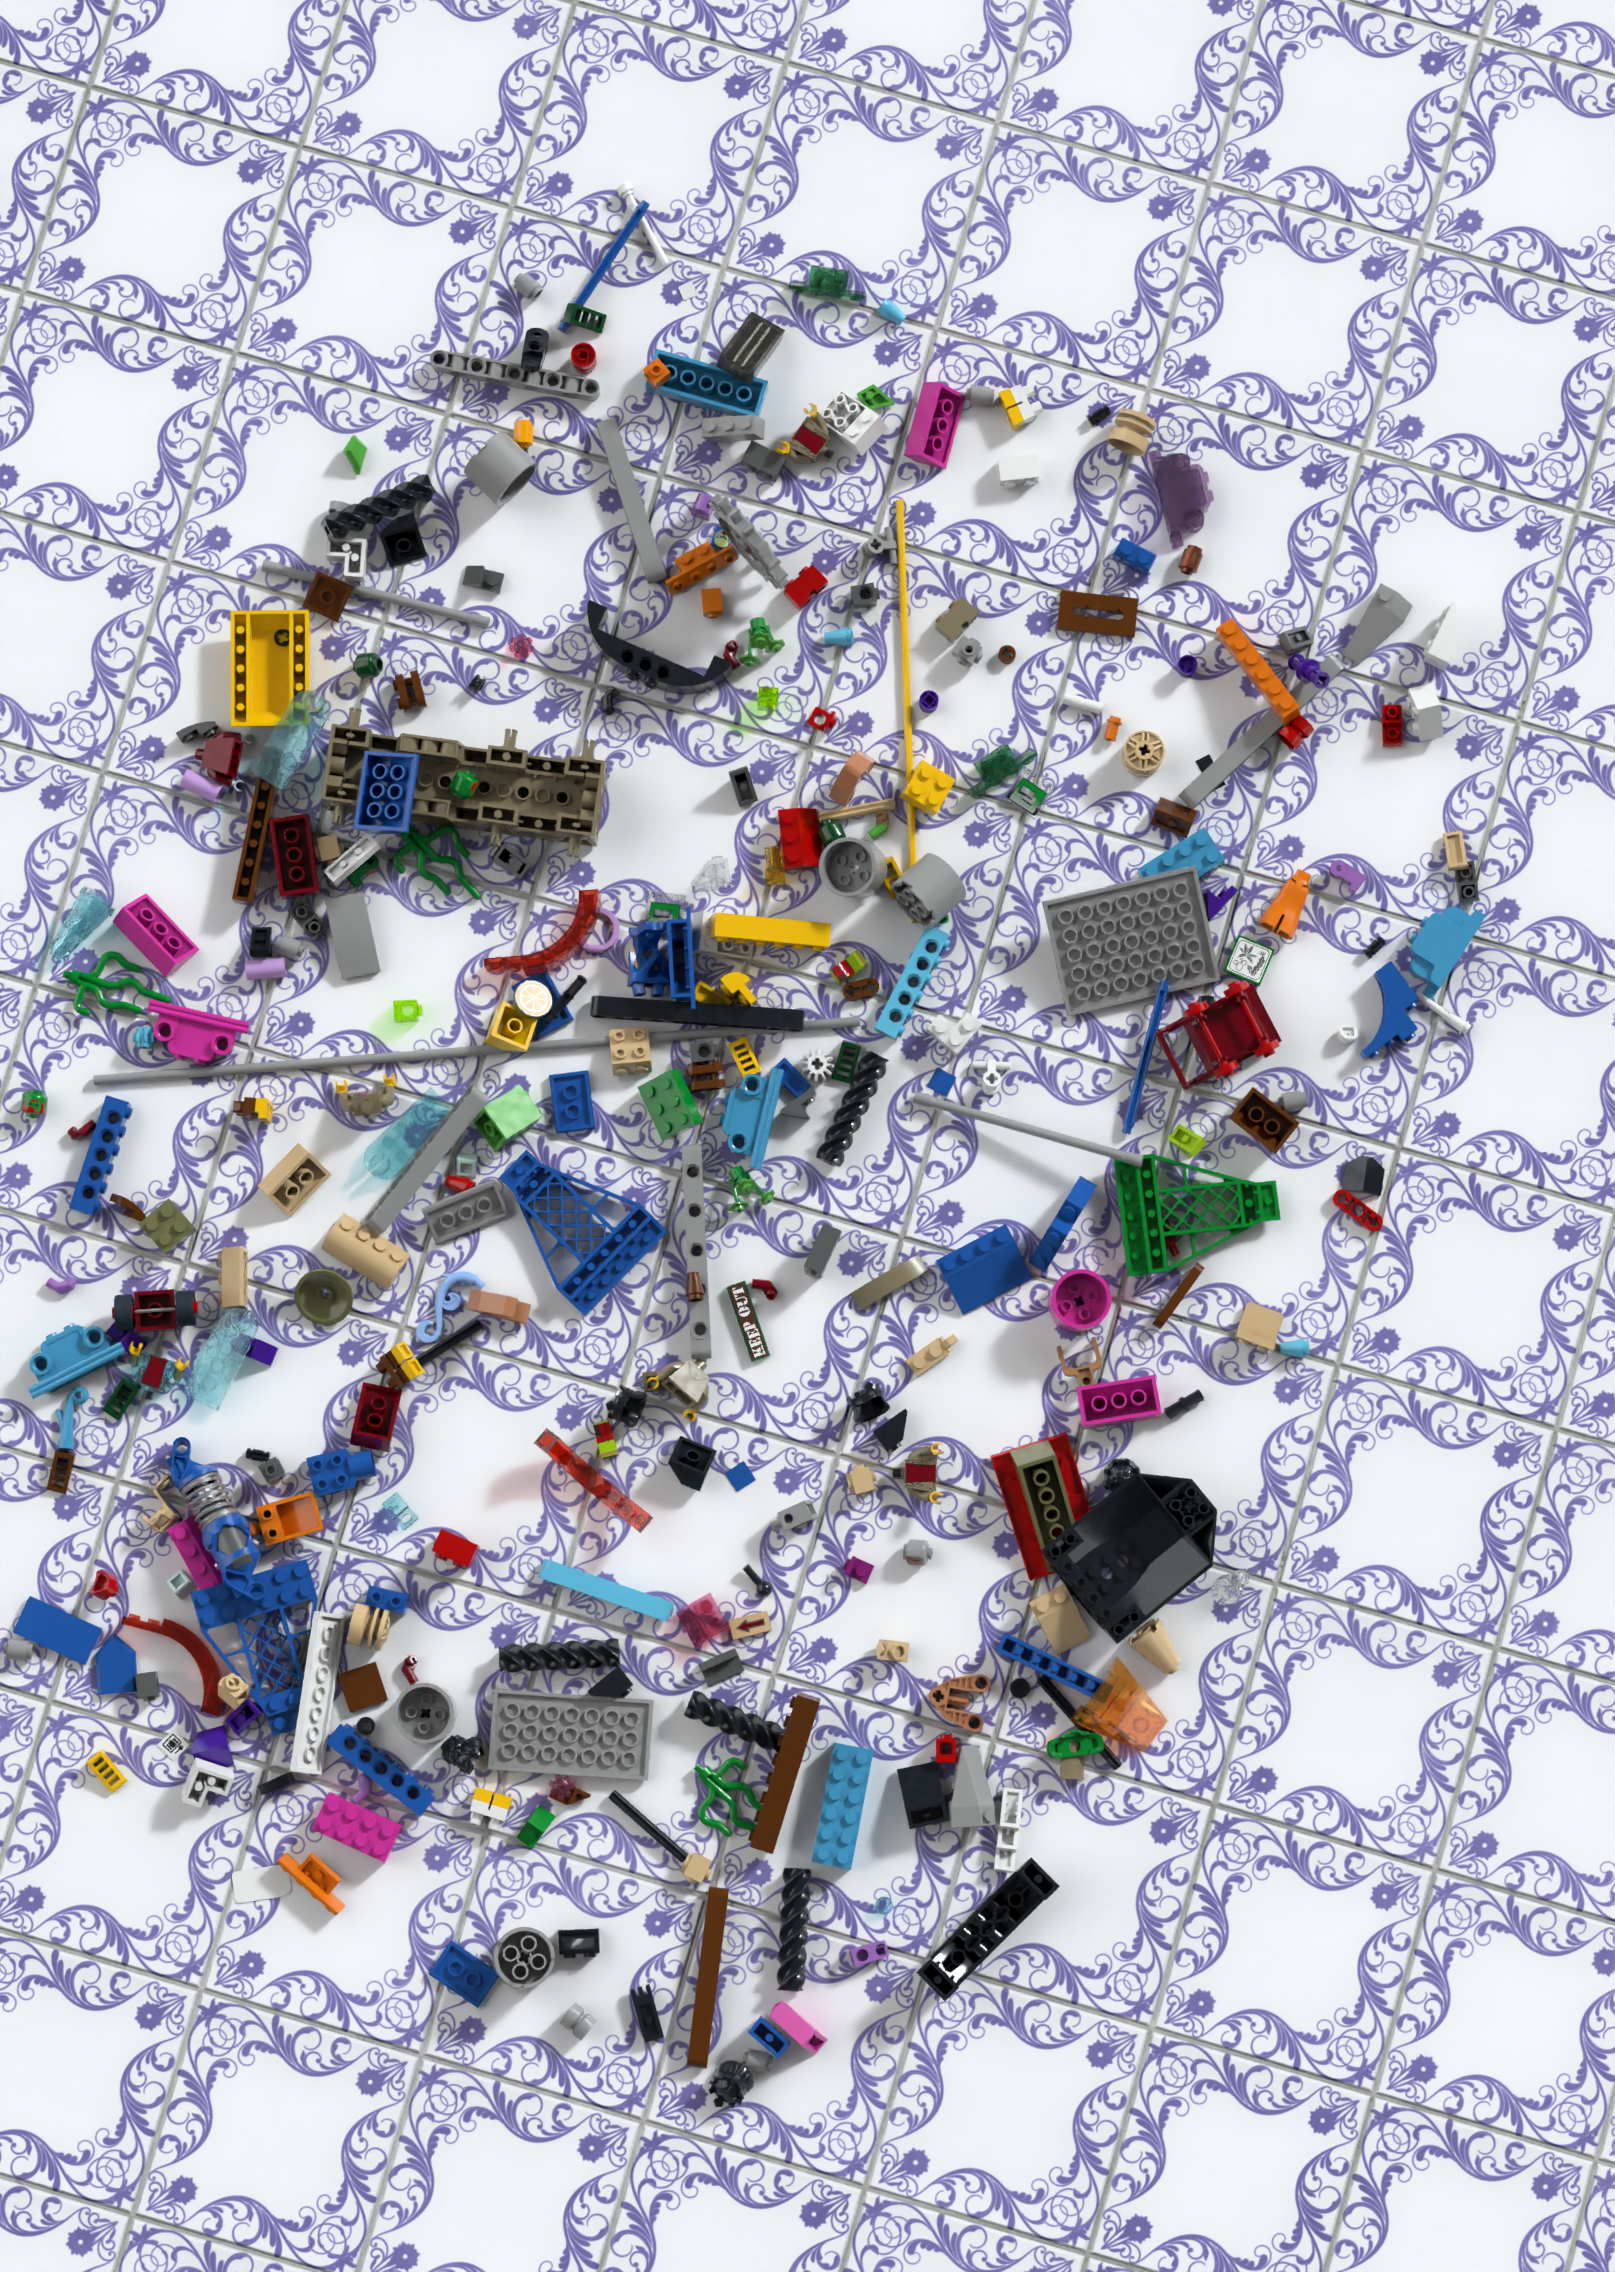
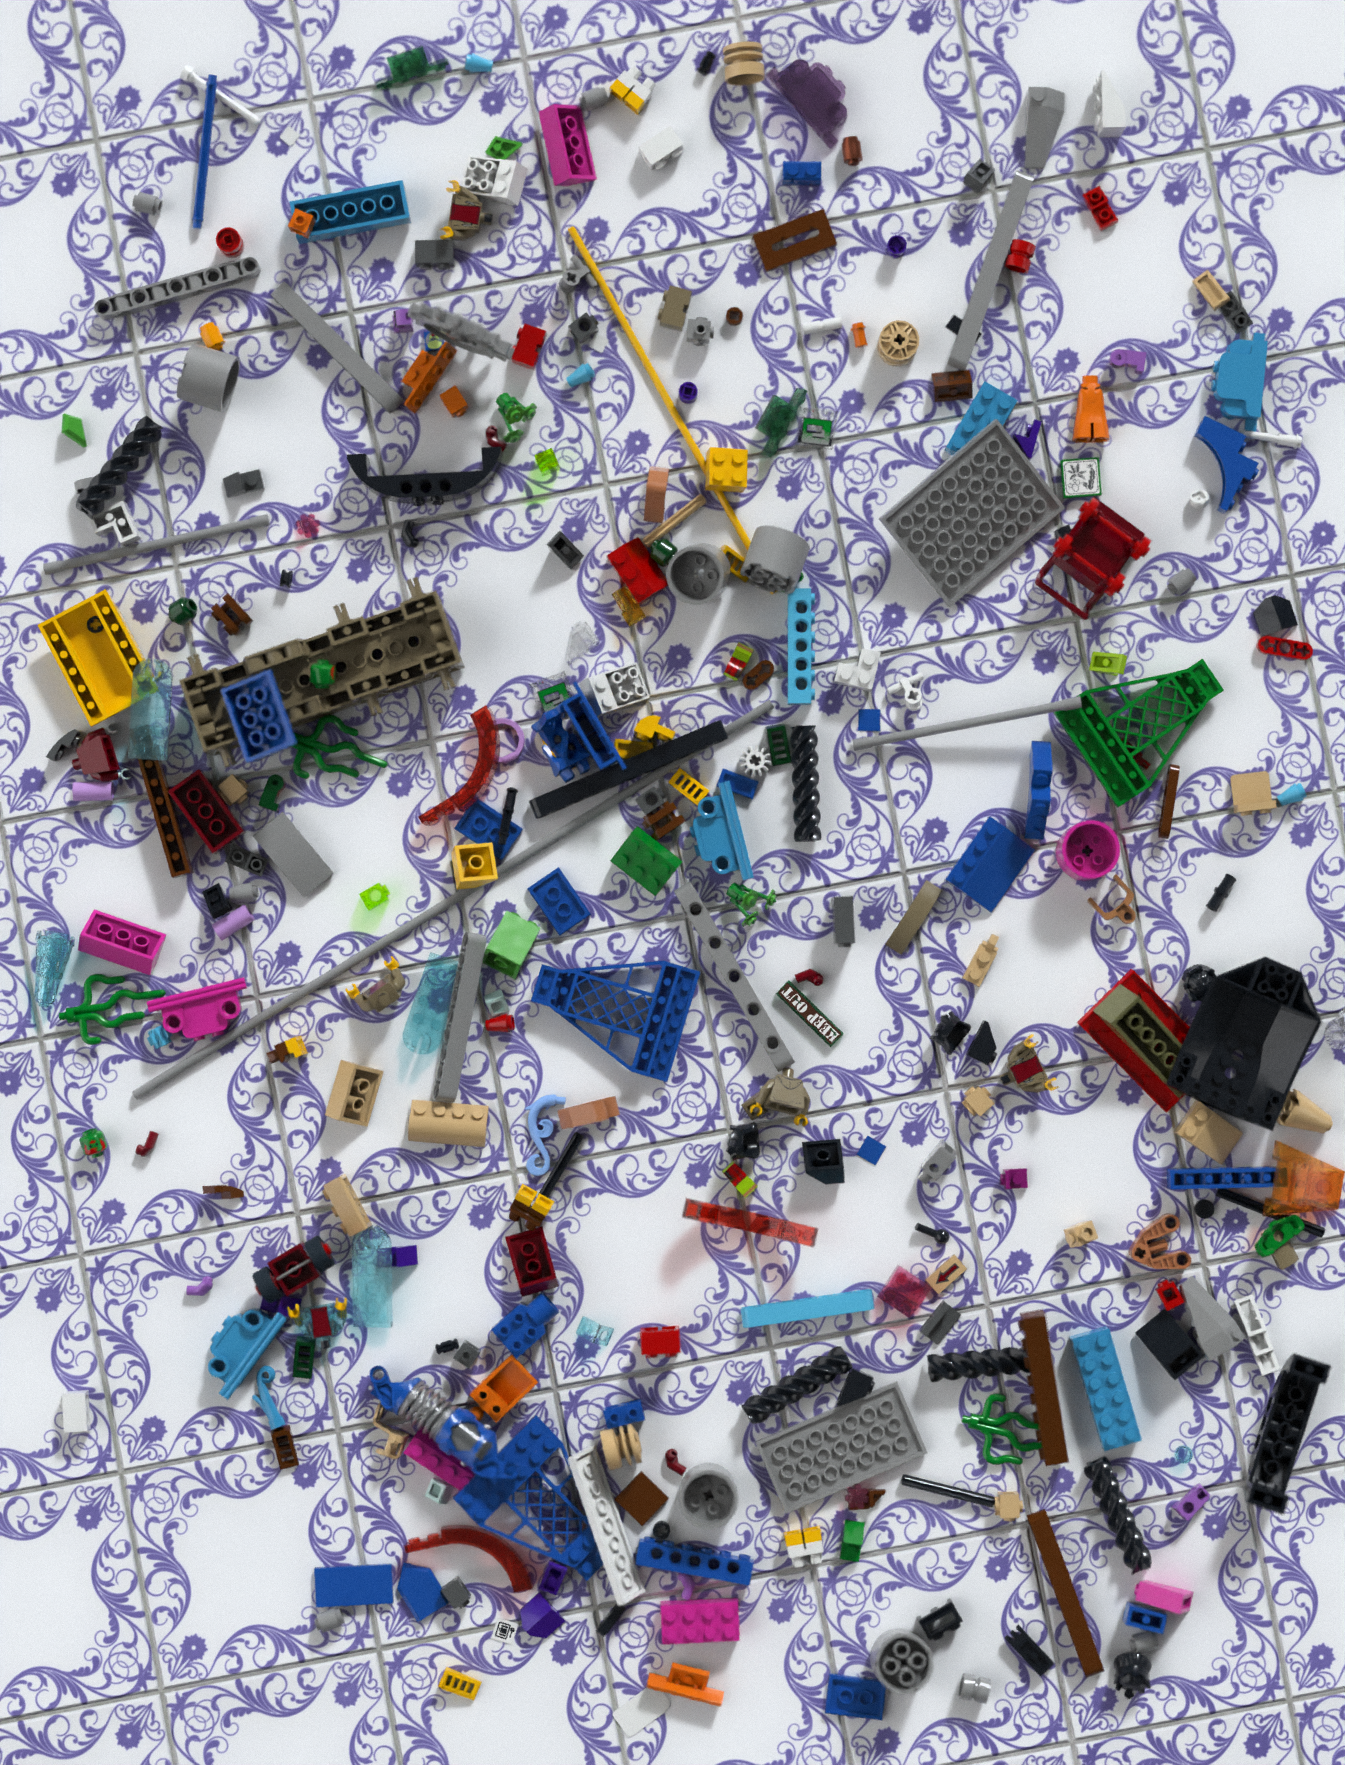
camera: 25 degrees left, 5 degrees up
(104, 1585) = (374, 1527): red piece -> none
(110, 1107) = (170, 1169): blue brick -> none
(167, 1227) = (266, 1190): olive brick -> none
(205, 1777) = (547, 1647): white brick -> none
(233, 1690) = (533, 1562): tan brick -> none
(318, 1305) = (433, 1190): olive dish -> none
(328, 596) = (115, 567): reddish brown tile -> none
(351, 859) = (258, 789): white panel -> none
(402, 540) = (155, 485): black slope -> none
(462, 1752) = (756, 1510): black hair -> none
(465, 1211) = (516, 1044): light grey tile -> none
(511, 861) = (397, 719): black slope -> none
(532, 999) = (479, 831): tile -> none
(534, 349) = (182, 257): black piece -> none
(573, 314) = (200, 208): dark green slope -> none
(630, 1051) = (587, 831): tan bracket -> none
(694, 1287) = (750, 1010): reddish brown cone -> none
(733, 428) = (393, 238): light grey brick -> none
(750, 348) = (371, 158): clear smoke brick -> none
(770, 931) = (654, 665): yellow brick -> none
(795, 1108) = (756, 809): dark grey slope -> none
(828, 724) = (611, 455): red bracket -> none
(882, 822) = (702, 522): arm -> none
(917, 1552) = (1057, 1138): light grey head -> none
(1118, 1402) = (1165, 920): dark pink slope -> none
(1145, 1058) = (1035, 608): blue piece -> none
(1258, 671) = (962, 219): orange brick -> none
(1264, 1120) = (1166, 611): reddish brown slope -> none
(1308, 670) = (1006, 196): dark purple piece -> none
(1374, 947) = (1183, 410): black piece -> none
(1426, 712) = (1125, 180): white brick -> none

